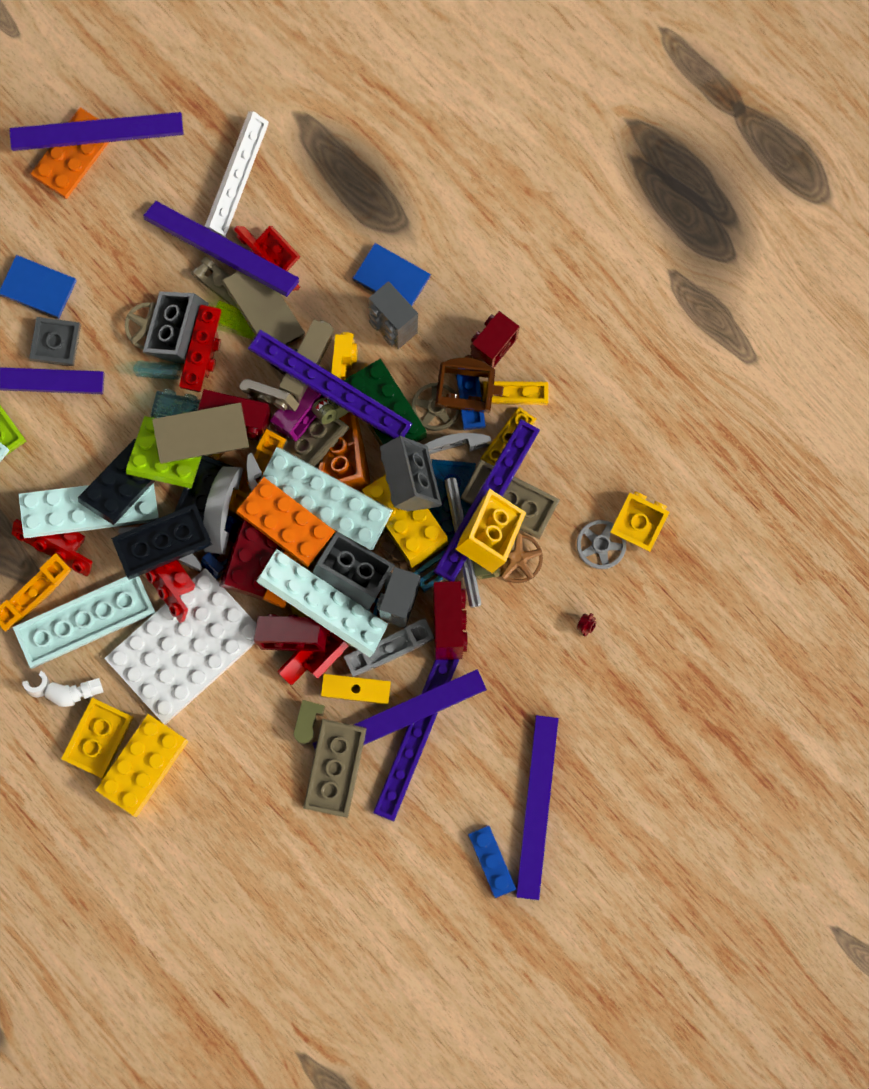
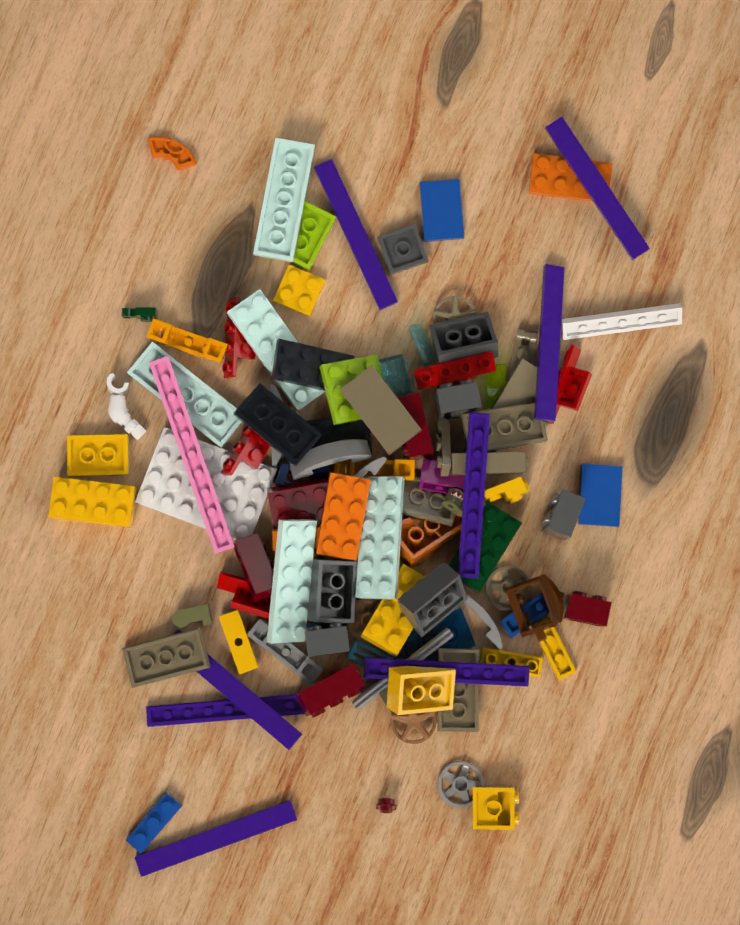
camera: 65 degrees right, 5 degrees up
(41, 460) = (299, 290): none -> yellow plate
(146, 642) = (192, 455): none -> bright pink plate
(231, 358) = (456, 400): none -> dark grey brick
(283, 320) = (511, 427): none -> dark tan tile

